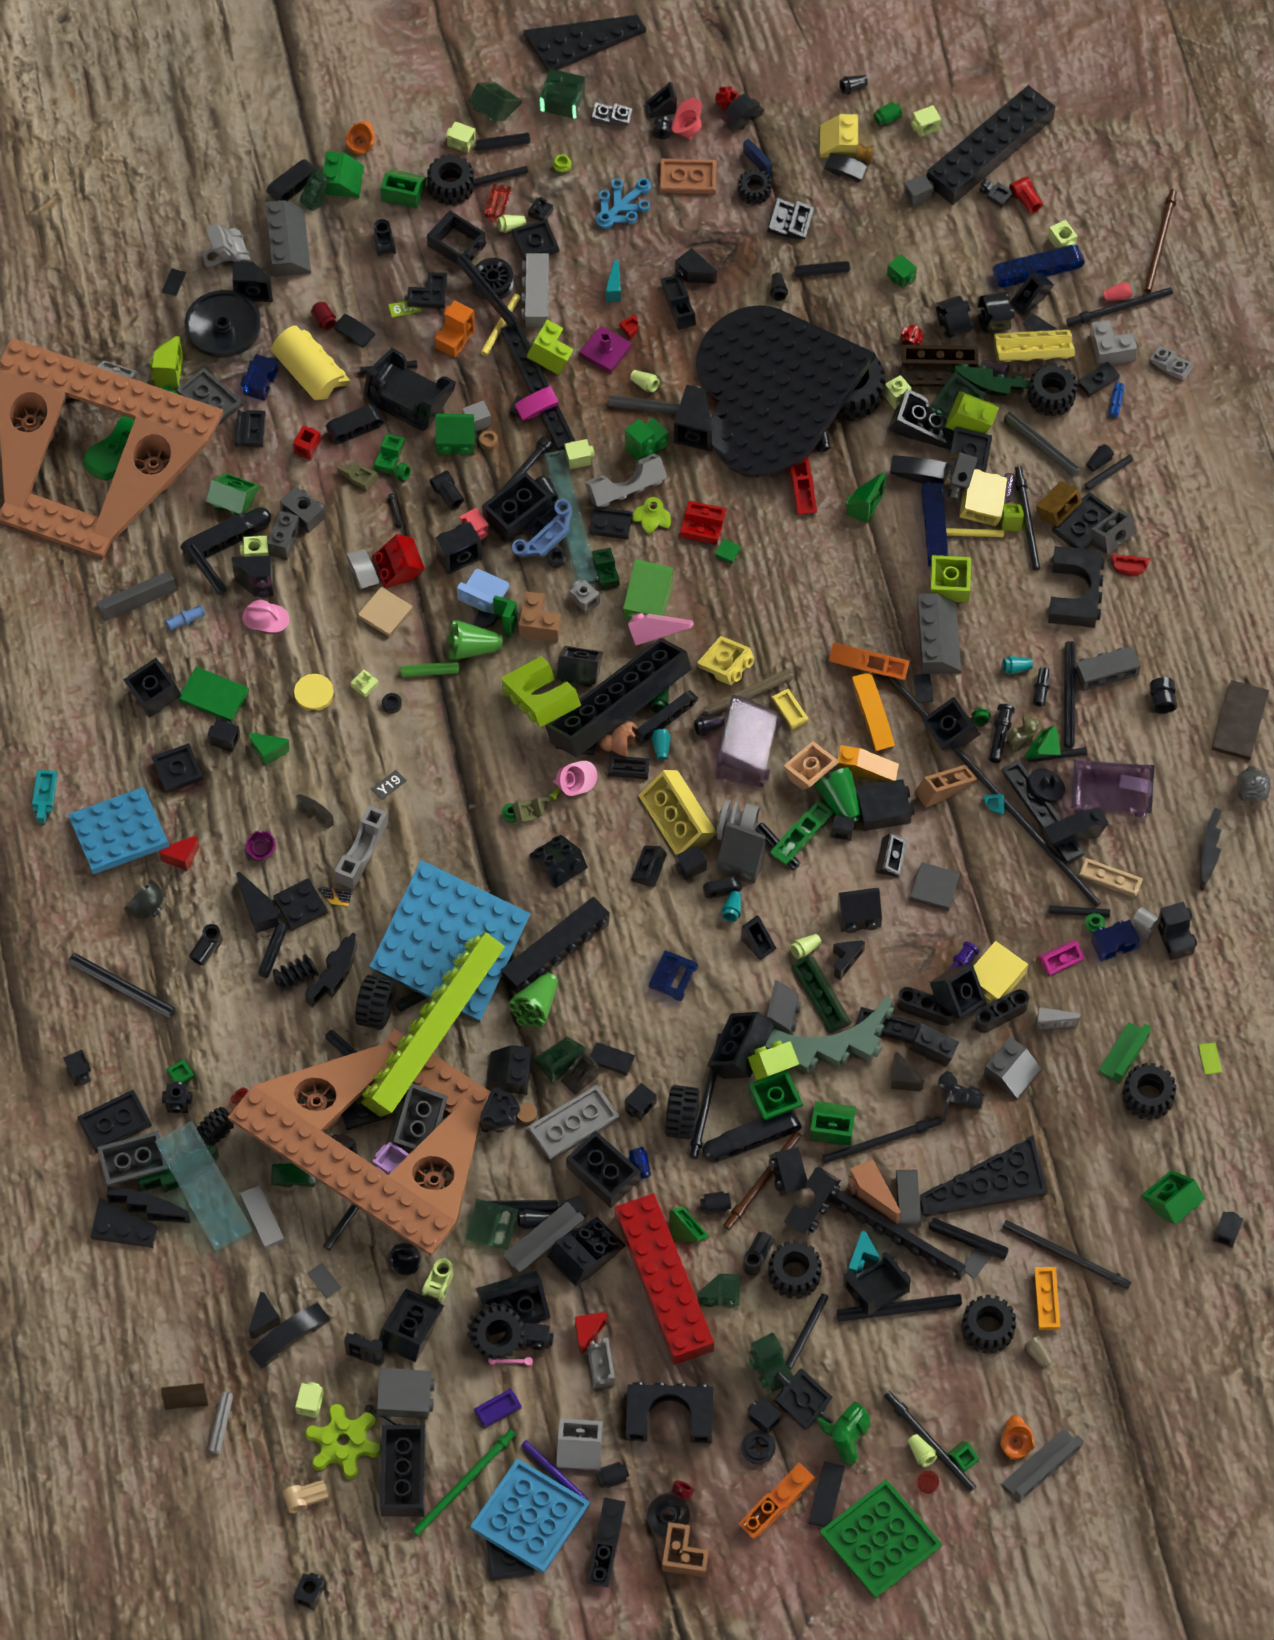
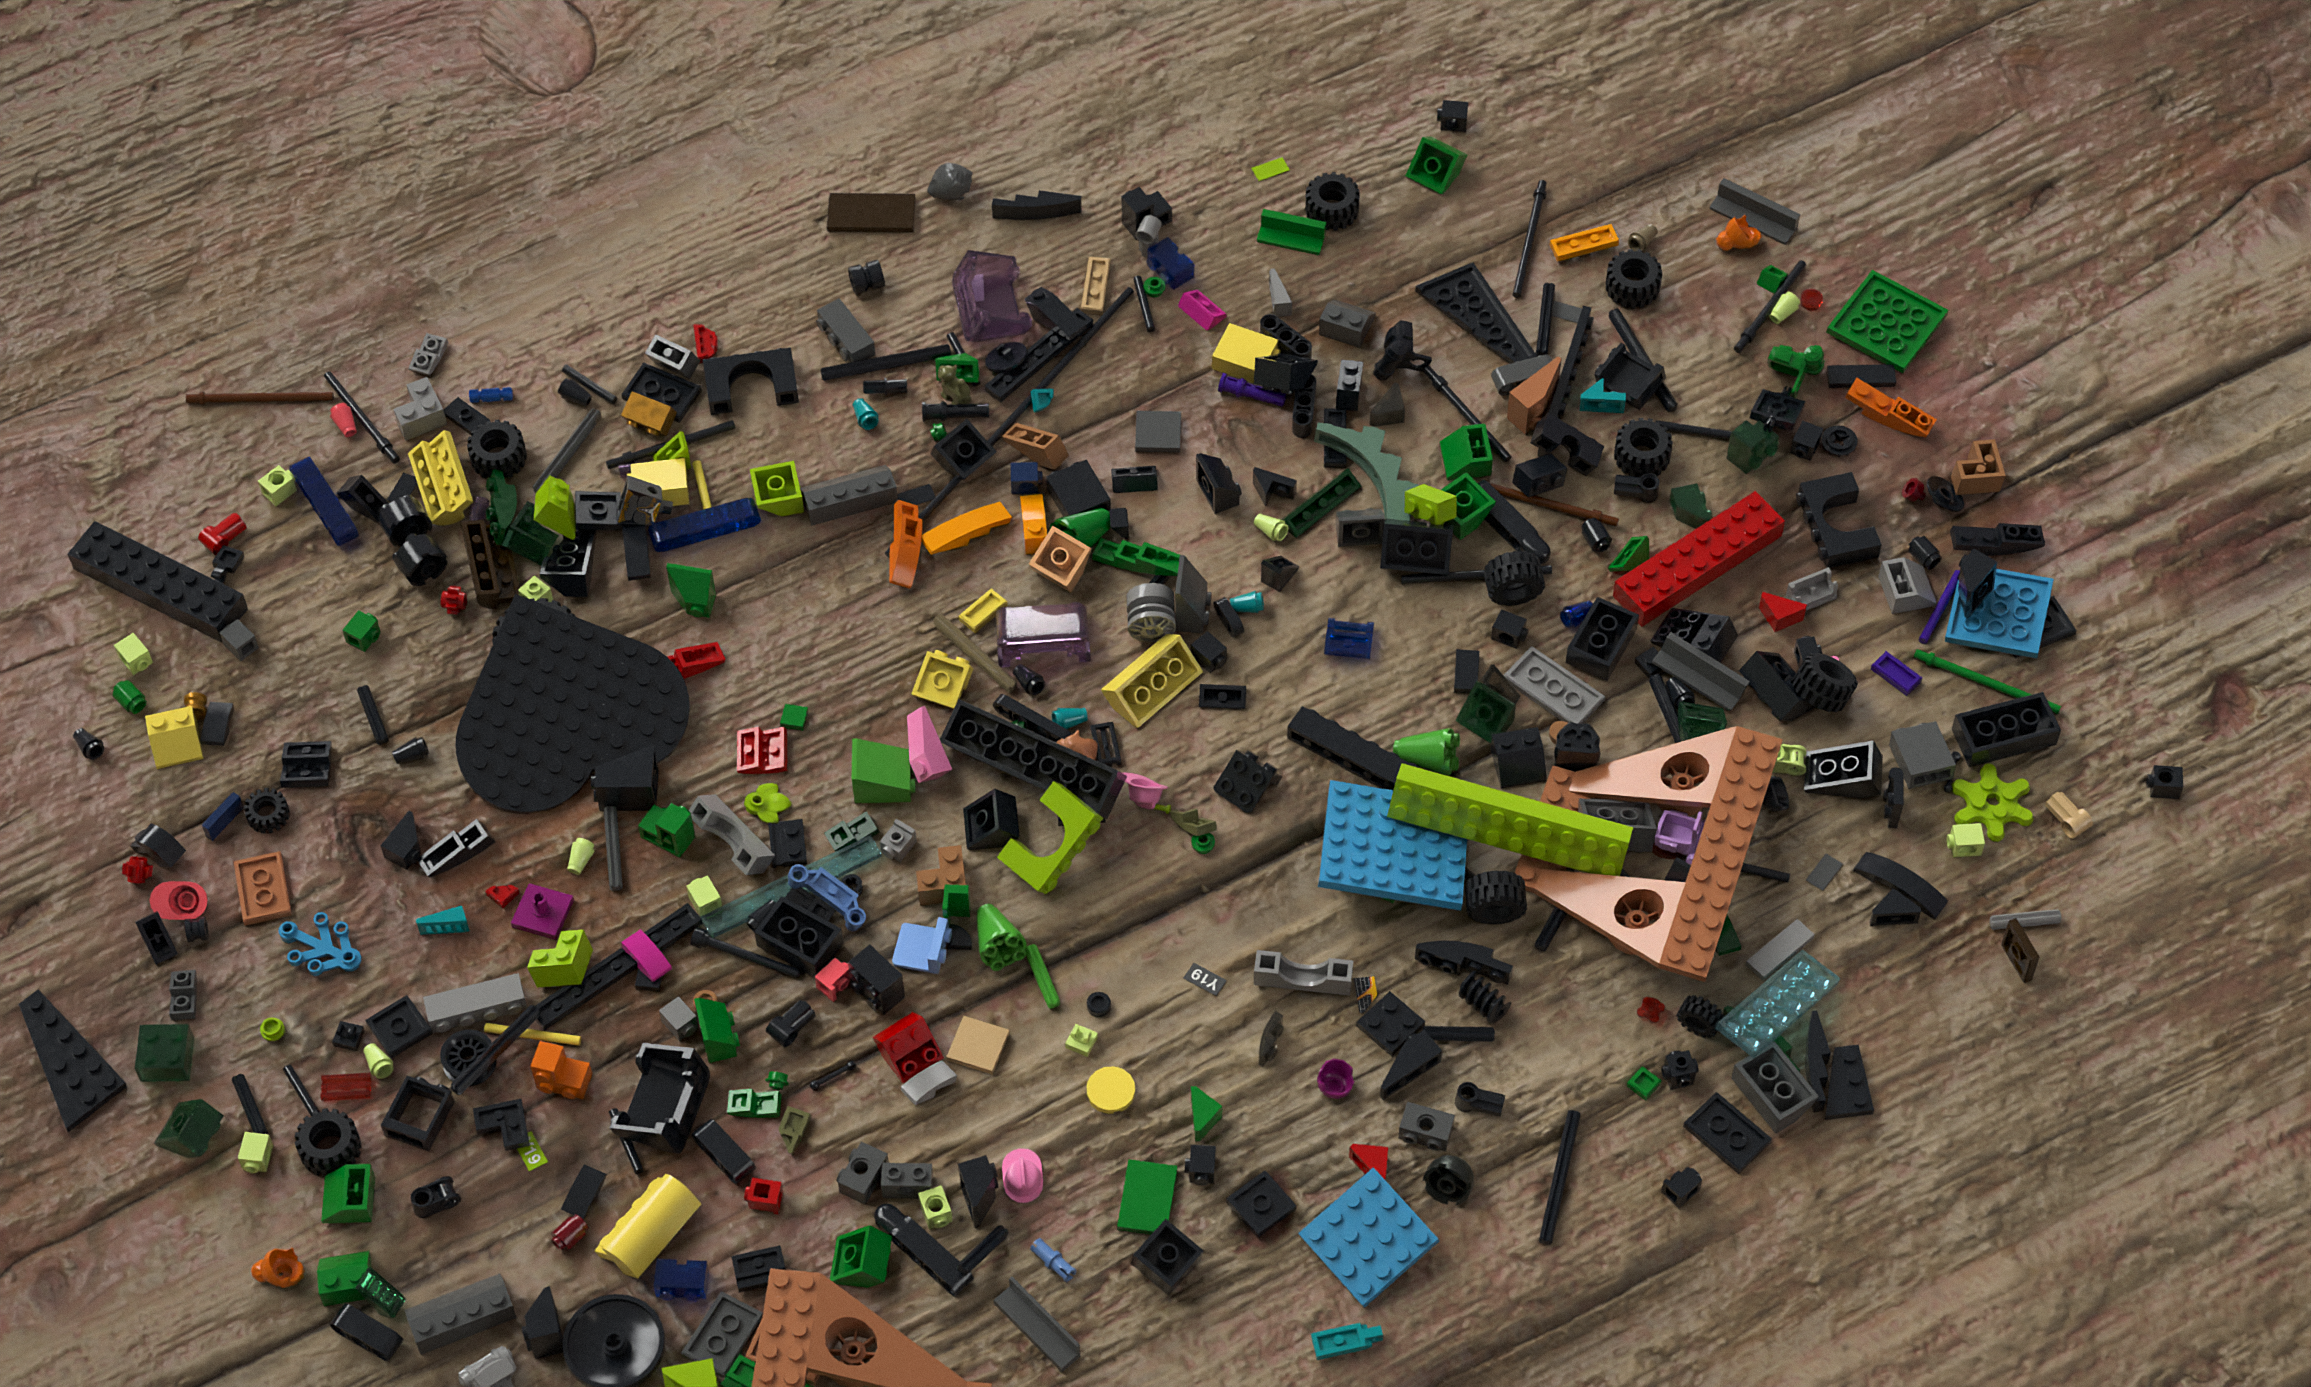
camera: 105 degrees left, 5 degrees down
(196, 910) = (1418, 1116): none -> dark grey brick
(553, 1488) = (1975, 580): none -> black slope
(912, 768) = (1025, 478): none -> dark blue brick

